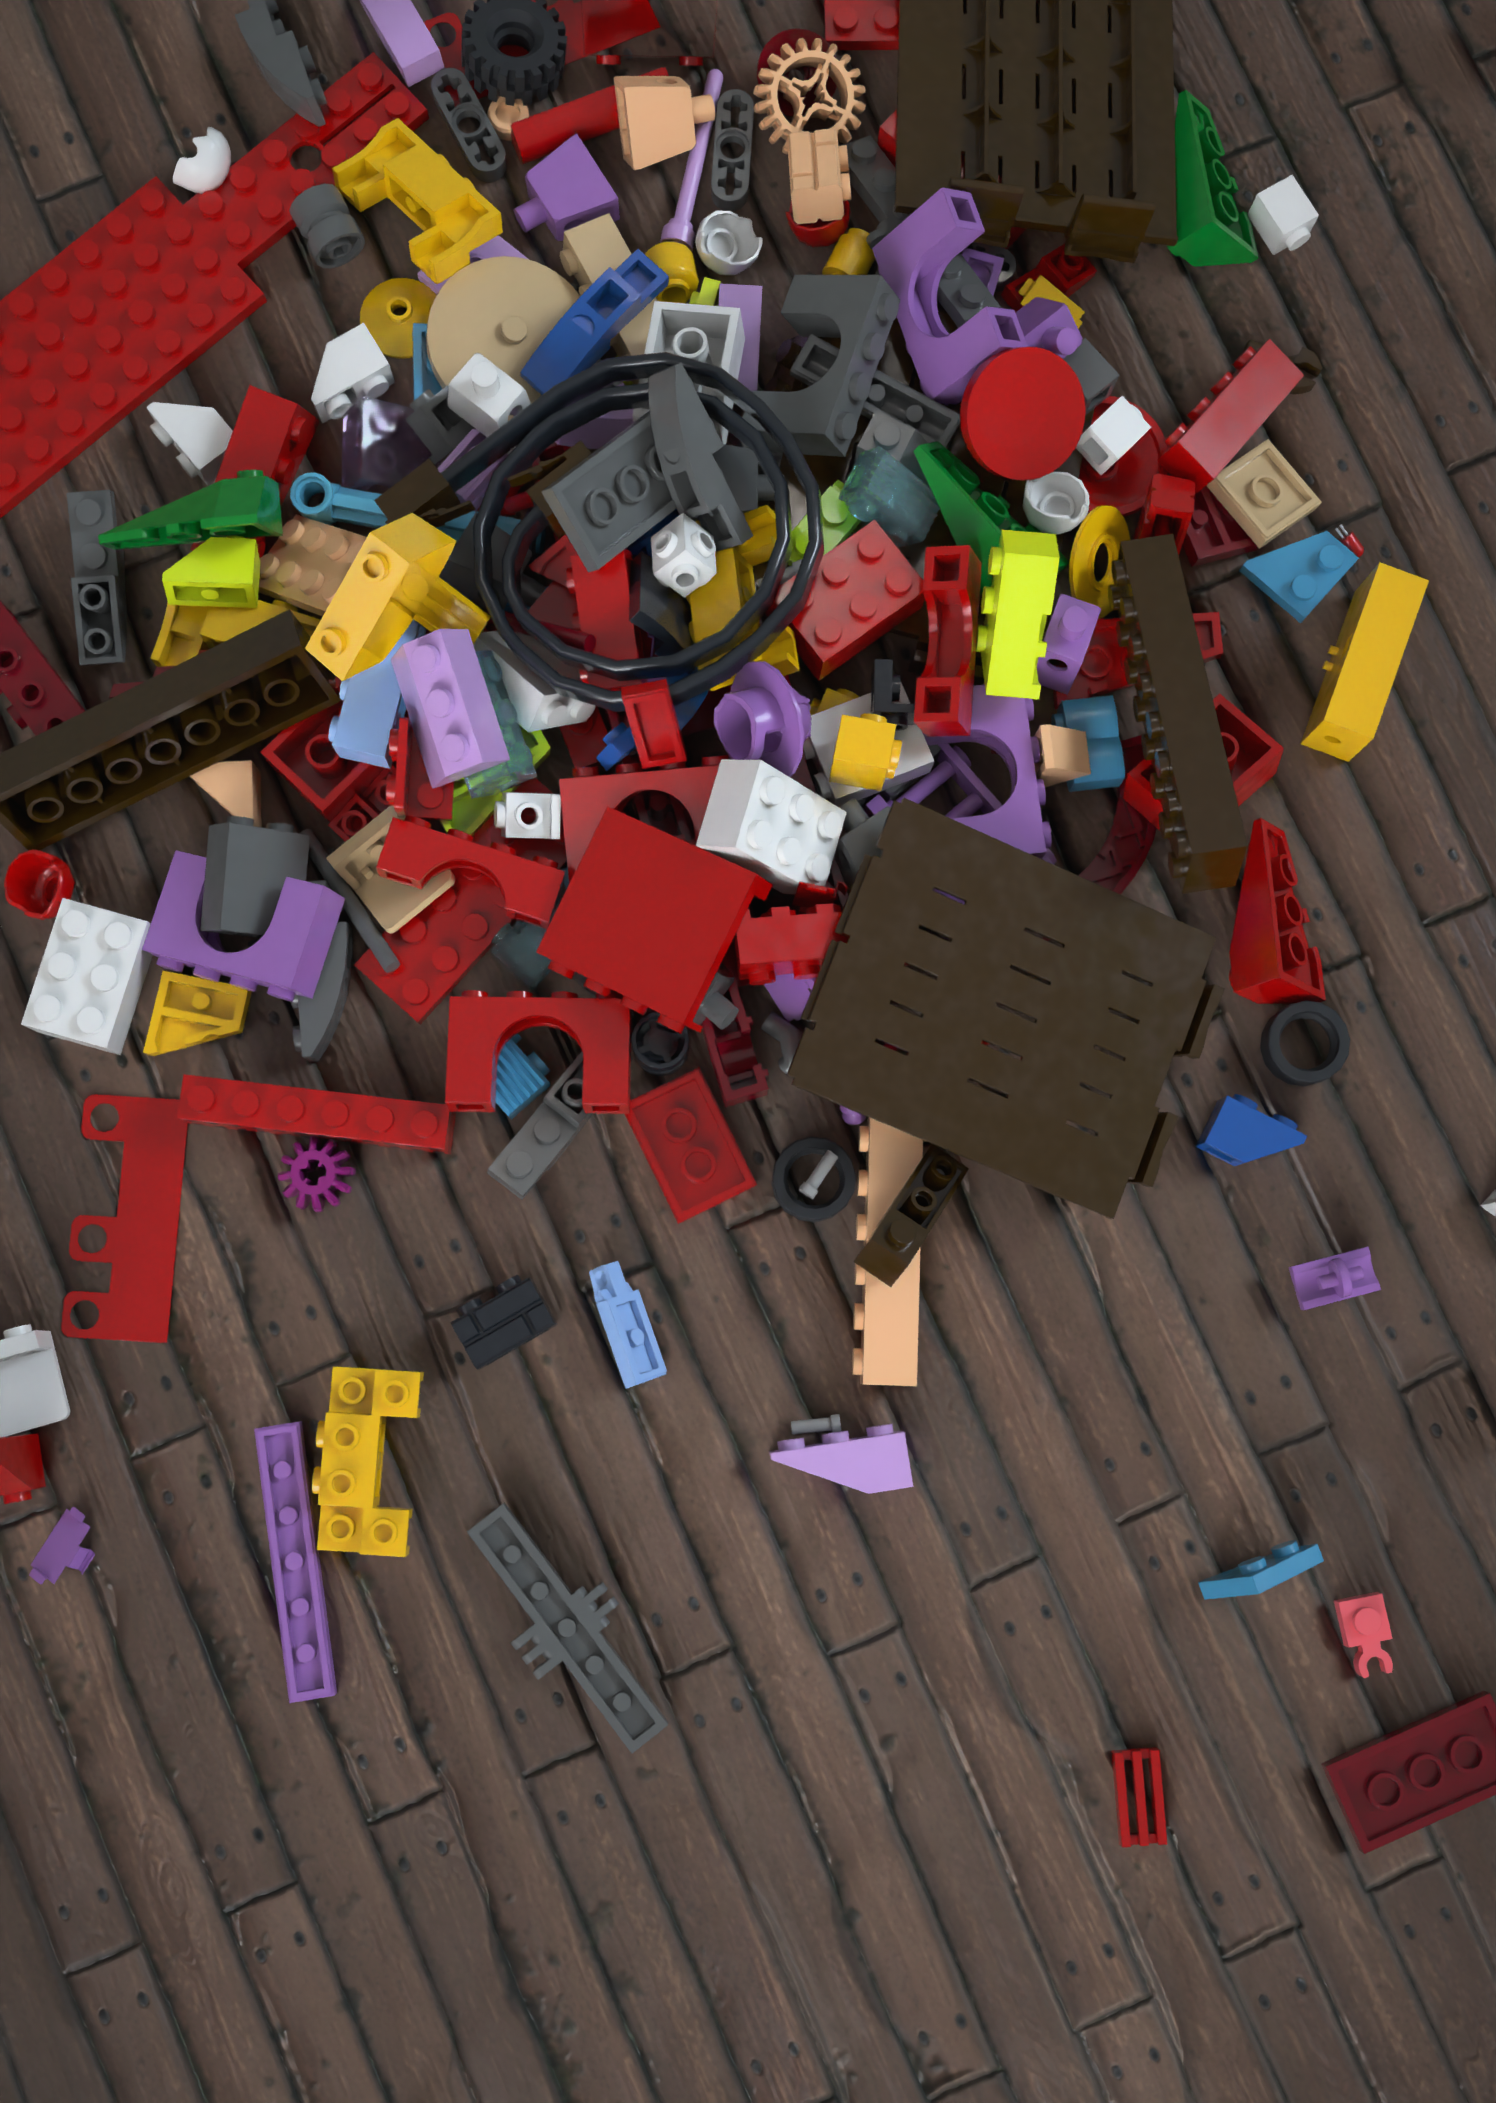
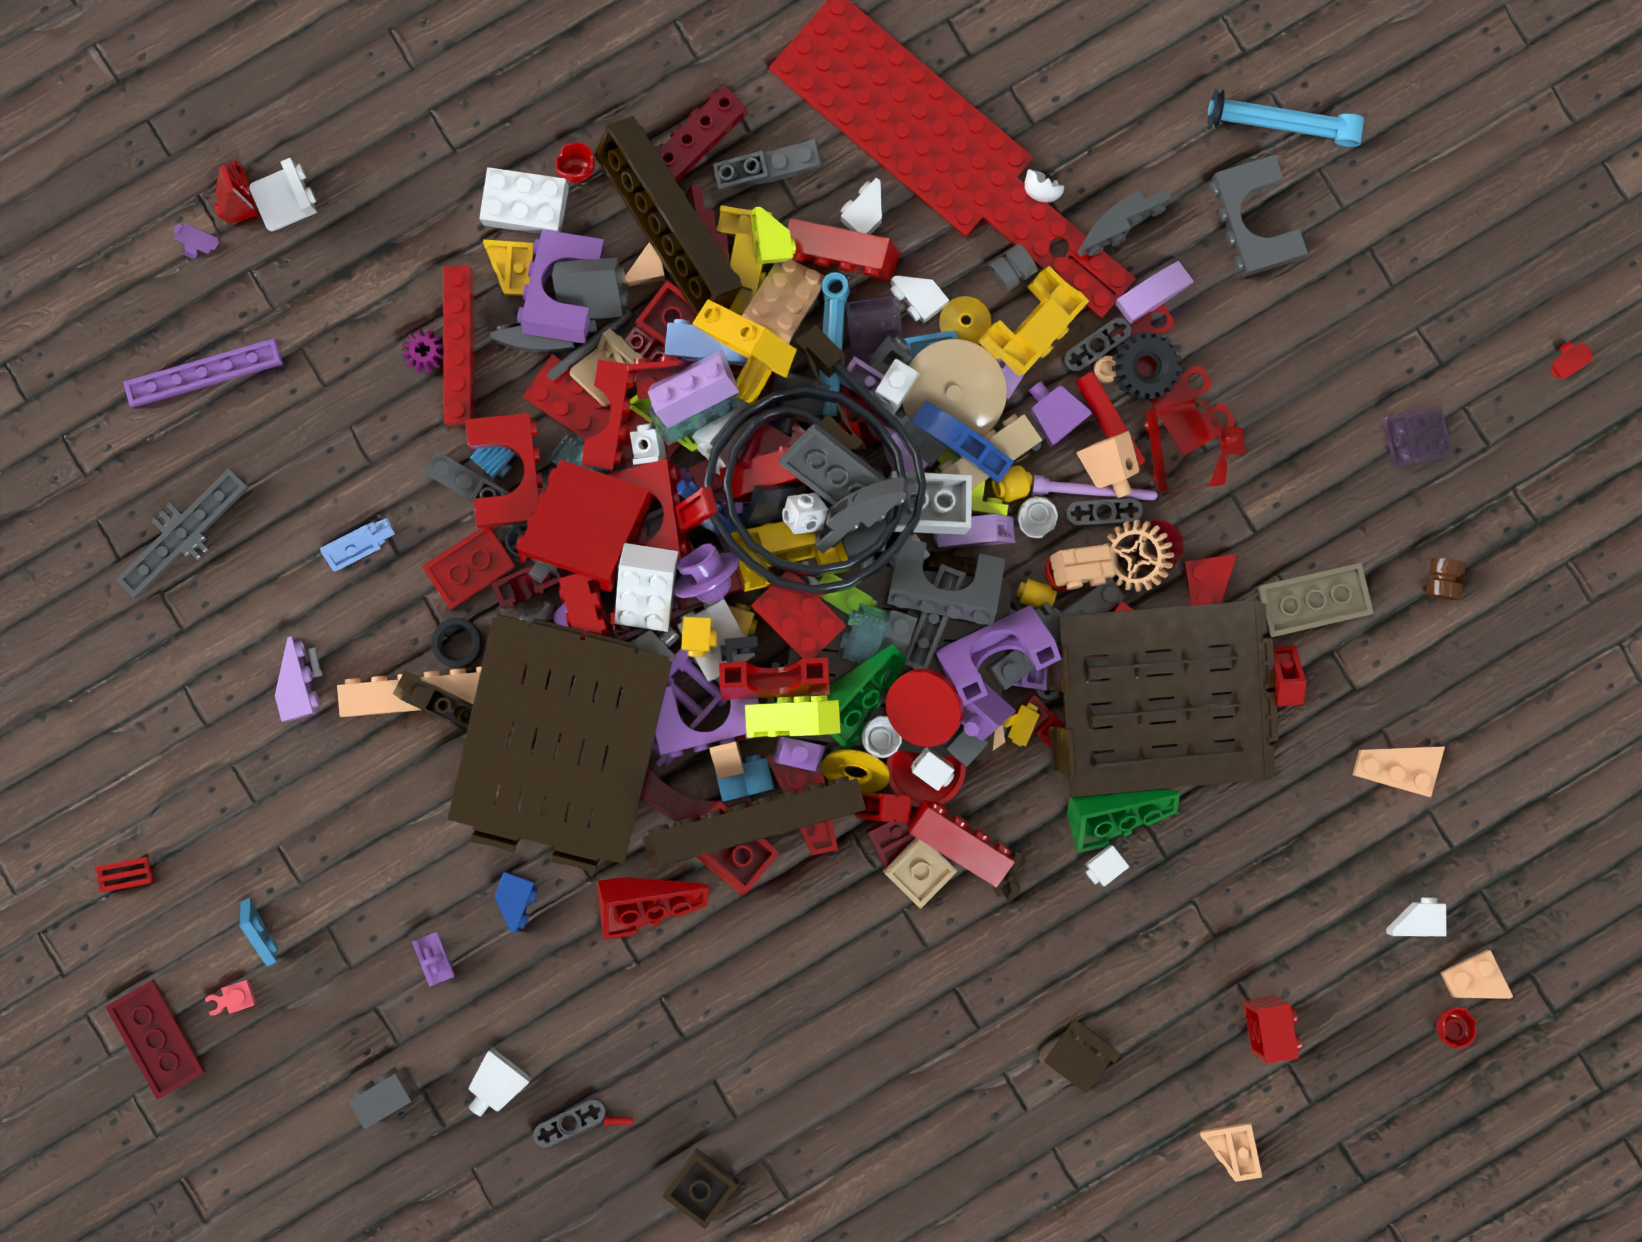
camera: 90 degrees right, 5 degrees up
(146, 1226) = (387, 256): red piece -> none
(229, 507) = (806, 238): green wedge -> none
(353, 1461) = (262, 397): yellow bracket -> none
(502, 1322) = (350, 472): black brick -> none
(810, 1187) = (456, 644): light grey piece -> none
(1301, 572) = (874, 901): dark azure wing -> none
(1329, 1021) = (556, 938): black tyre -> none
(1351, 541) = (897, 930): red piece -> none
(1364, 662) = (813, 941): yellow brick -> none

